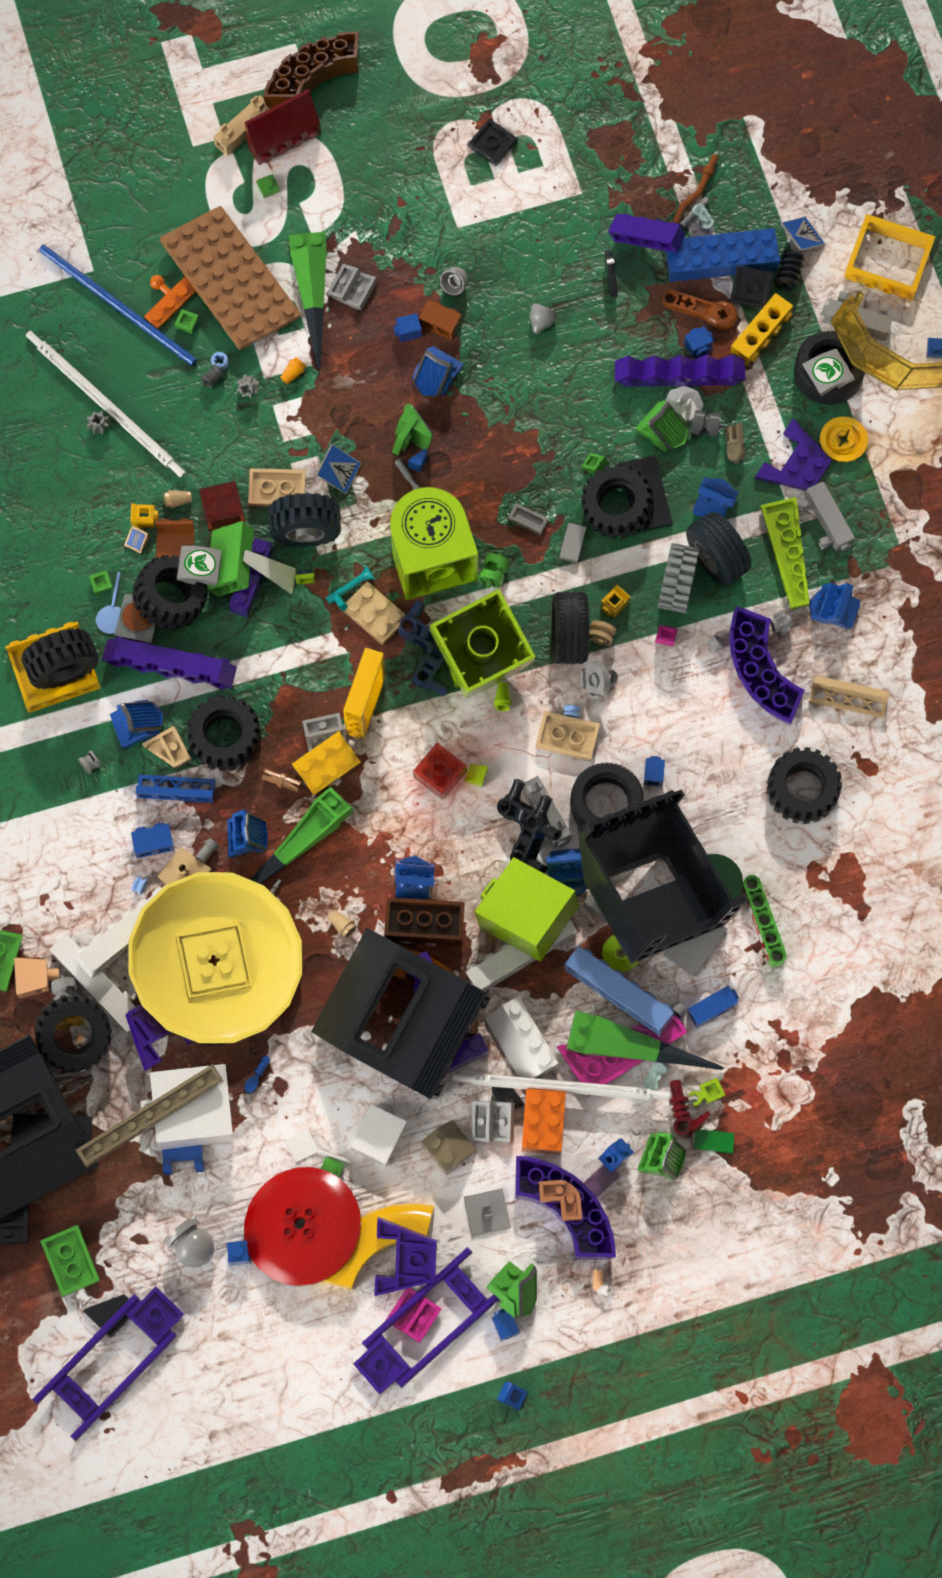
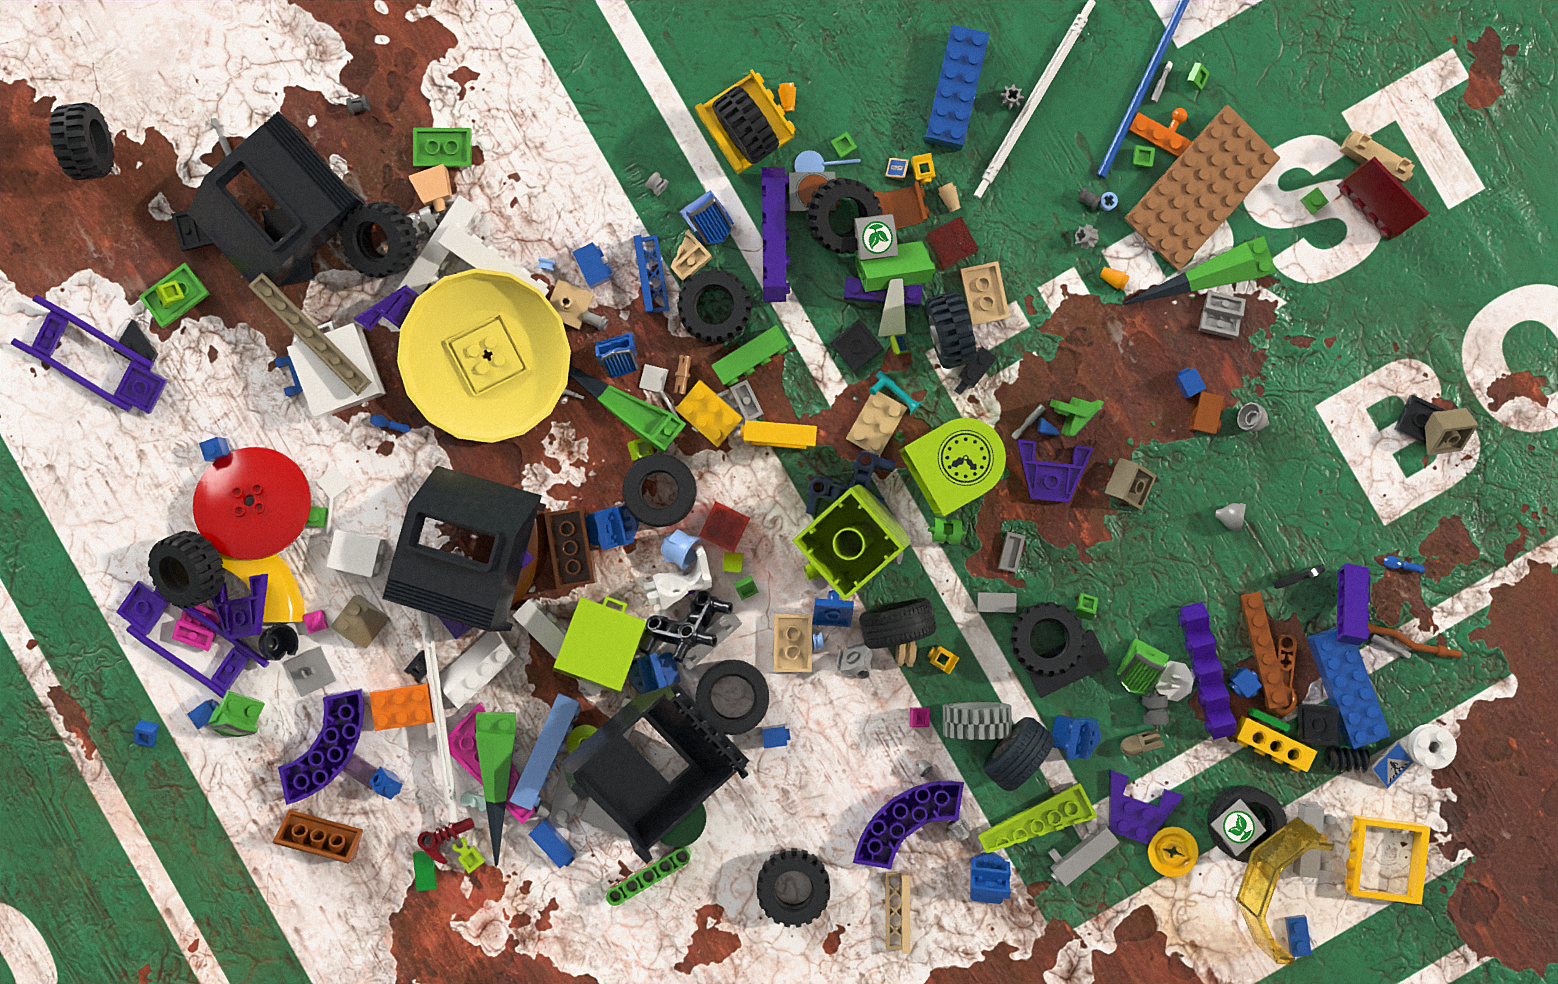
camera: 80 degrees right, 15 degrees up
(39, 623) = (787, 96): none -> light orange cone
(68, 1262) = (169, 293): none -> lime slope
(75, 469) = (956, 87): none -> blue brick
(125, 258) = (1198, 76): none -> bright green plate
(133, 299) = (1161, 82): none -> light grey piece
(192, 1245) = (210, 405): light grey tile -> none
(279, 809) = (654, 380): none -> white piece
(280, 712) = (750, 355): none -> bright green brick
(295, 614) = (856, 345): none -> black tile
(313, 66) = (1461, 211): reddish brown brick -> none
(338, 469) = (1018, 350): piece -> none
(342, 924) = (553, 468): tan cone -> none
(344, 838) = (639, 449): none -> lime slope
(350, 515) = (974, 371): none -> black plate
(360, 1322) = (186, 569): none -> black tyre
(389, 798) = (633, 490): none -> black tyre
(436, 372) = (1146, 423): blue piece -> none
(437, 1194) = (315, 621): none -> dark pink tile
(448, 1232) = (277, 641): none -> black helmet
(449, 819) = (677, 548): none -> light blue helmet
(468, 467) = (1050, 479): none -> dark purple wing
(487, 833) = (671, 587): none -> white hips
(489, 399) = (1130, 483): none -> dark tan slope
(493, 1121) = (393, 658): light grey slope -> none
(504, 766) = (746, 588): none -> bright green plate
(508, 119) = (1449, 431): none -> dark tan slope
(546, 688) = (833, 611): none -> blue tile
(565, 1193) = (331, 744): nougat plate -> none
(600, 1286) = (264, 792): arm -> none
(618, 192) = (1394, 562): none -> blue piece
(655, 1236) = (319, 836): none -> dark orange slope
(662, 1156) = (394, 825): bright green piece -> none
(665, 979) = (564, 803): none -> light grey wing
(672, 318) = (1264, 650): none -> dark orange plate
(703, 216) = (1387, 656): light aqua piece -> none
(737, 329) = (1268, 719): none -> green tile
(796, 187) = (1443, 750): none -> white wheel

